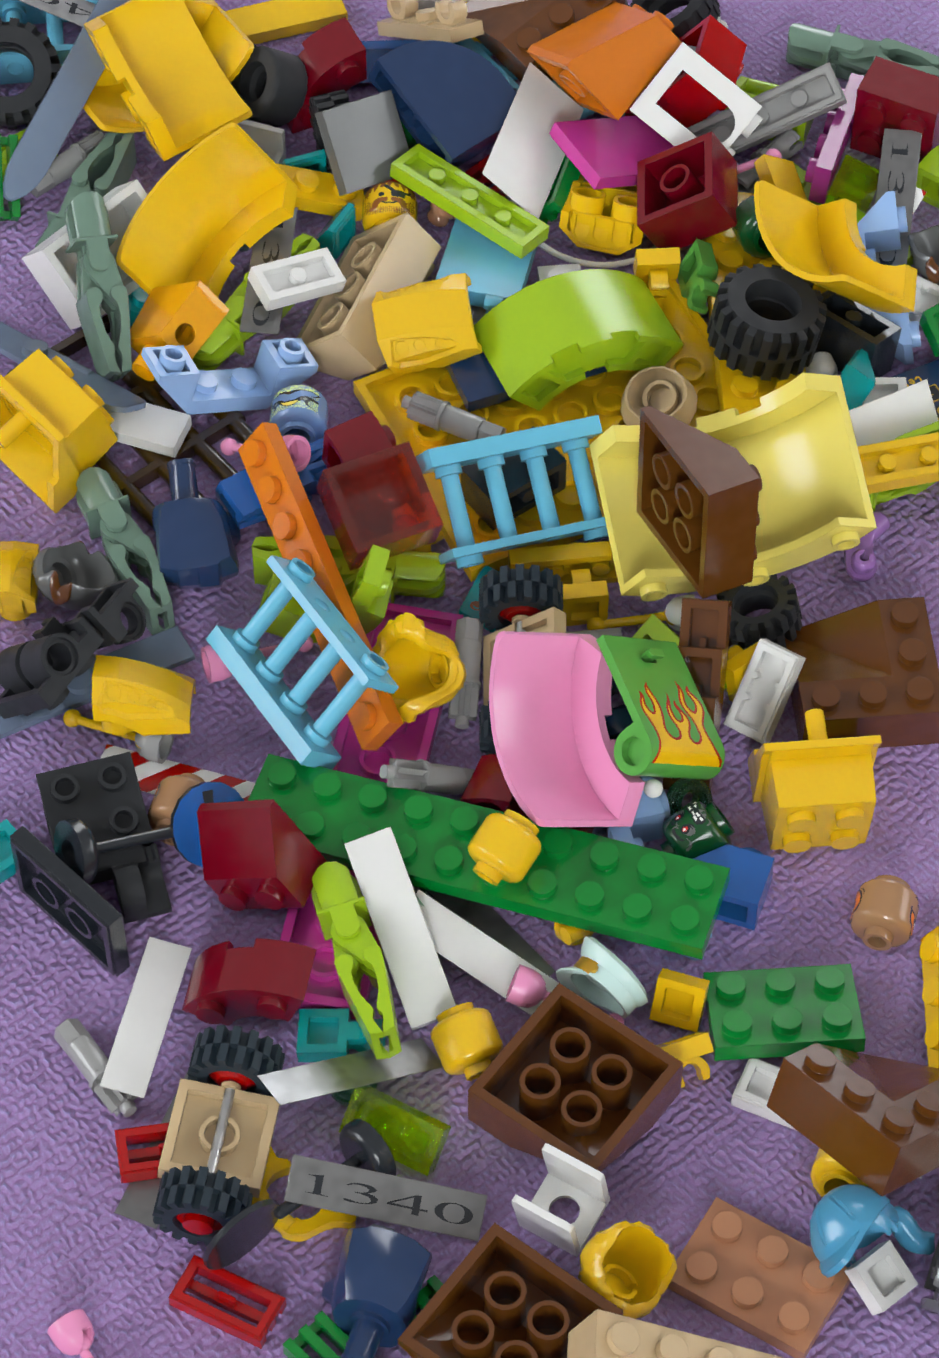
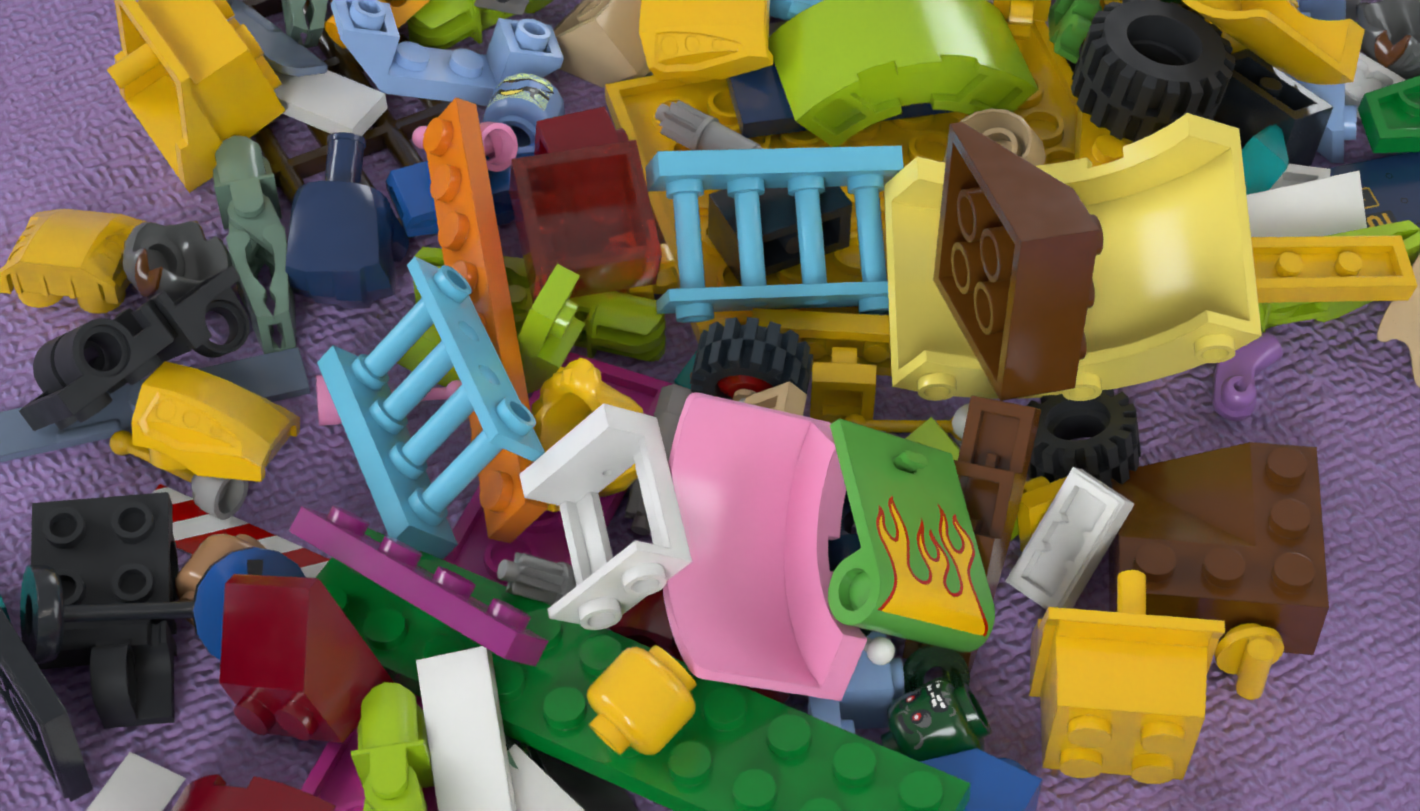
camera: 10 degrees right, 5 degrees down
(350, 796) = (441, 594): none -> magenta plate
(419, 702) = (572, 478): none -> white panel
(898, 751) = (1249, 653): none -> yellow plate

